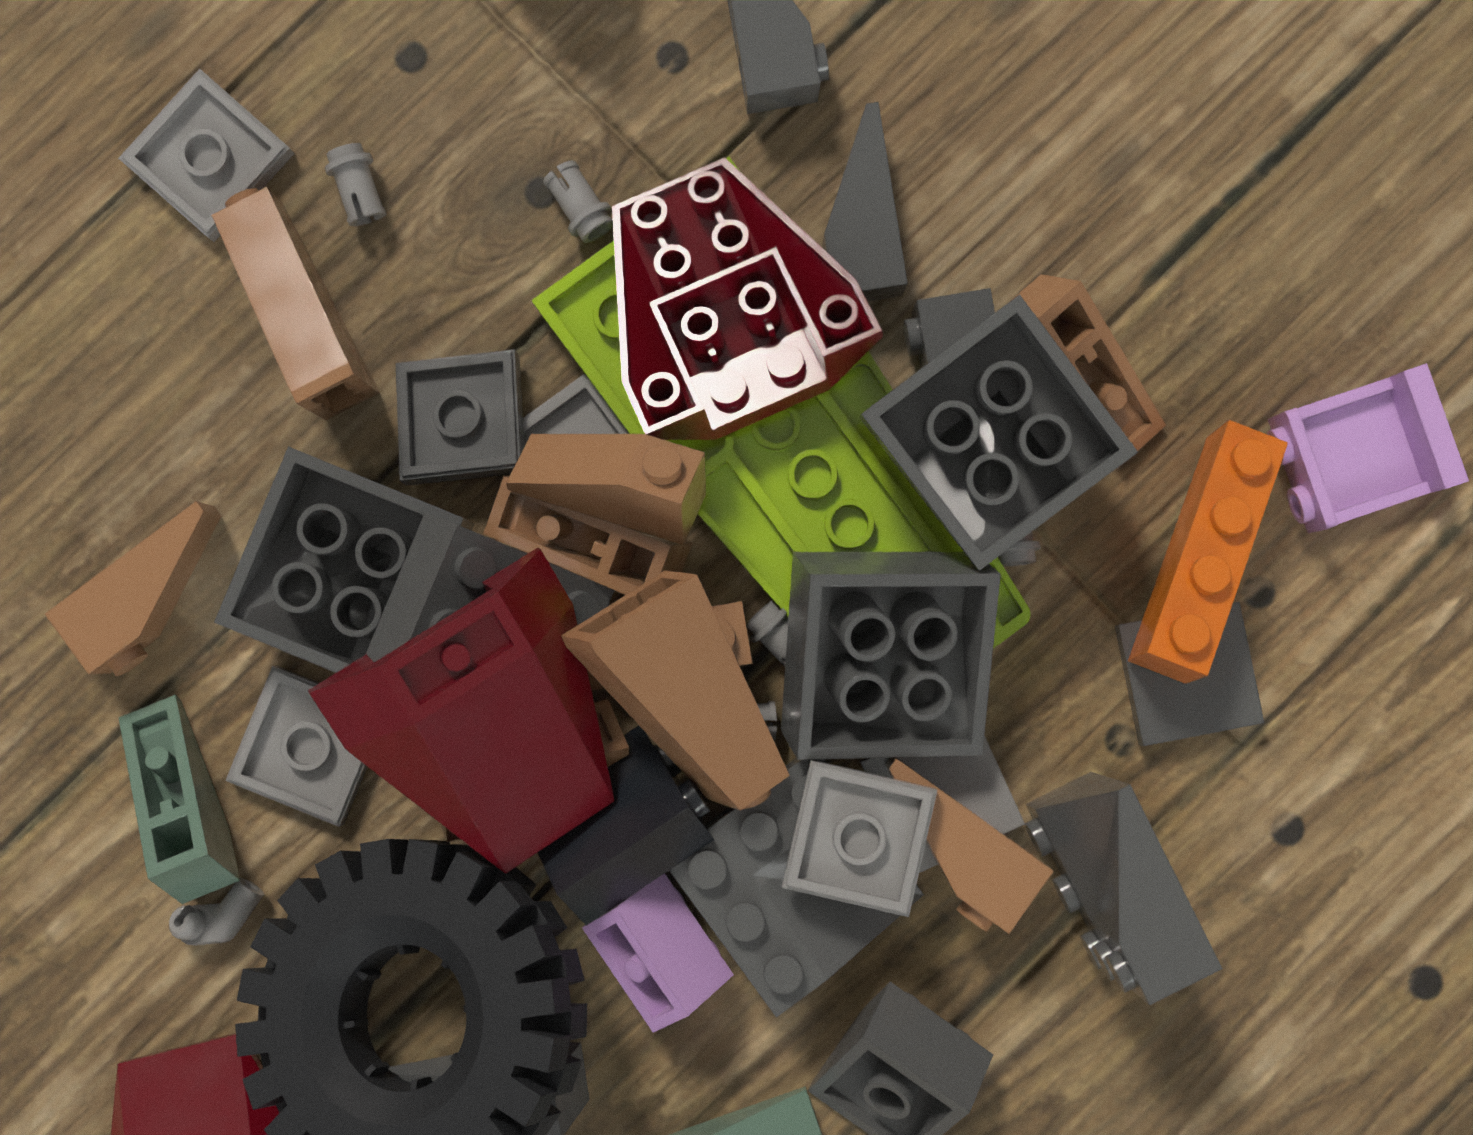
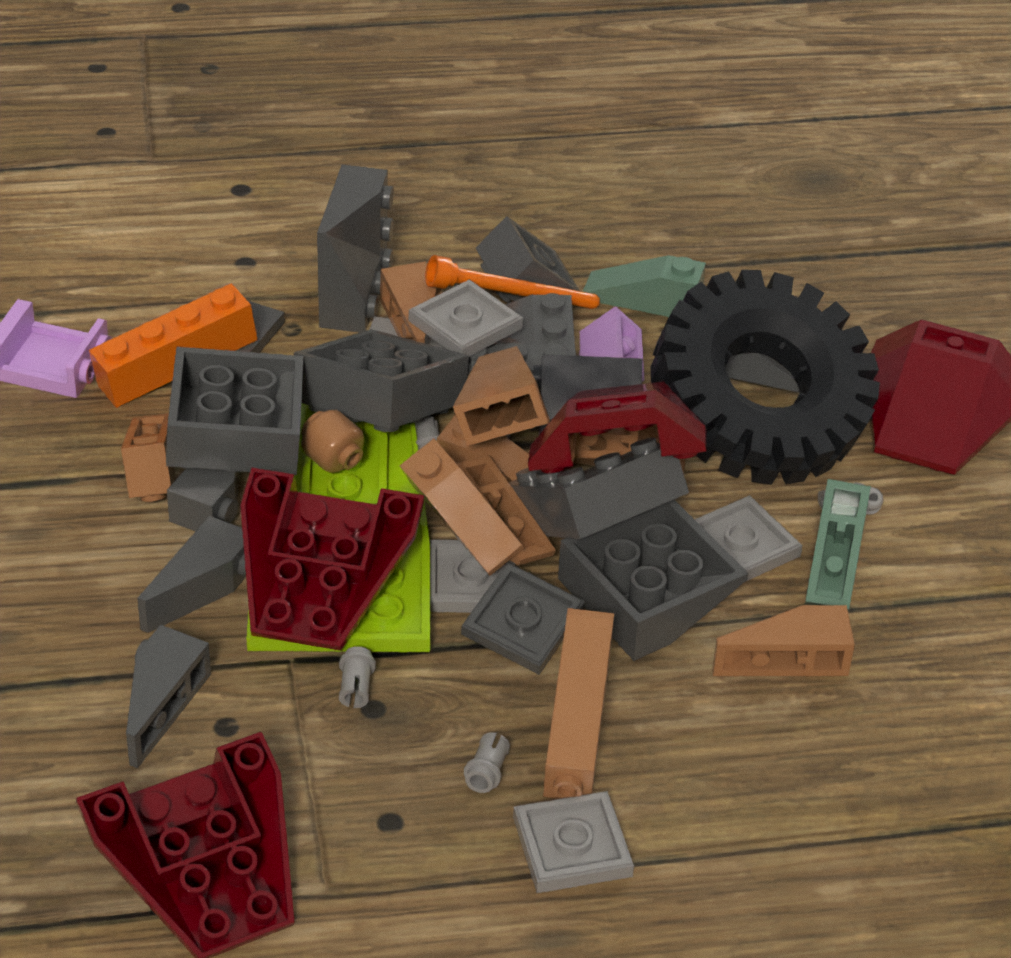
camera: 150 degrees left, 45 degrees down
(859, 501) = (332, 441): none -> medium nougat head
(953, 908) = (443, 273): none -> orange piece

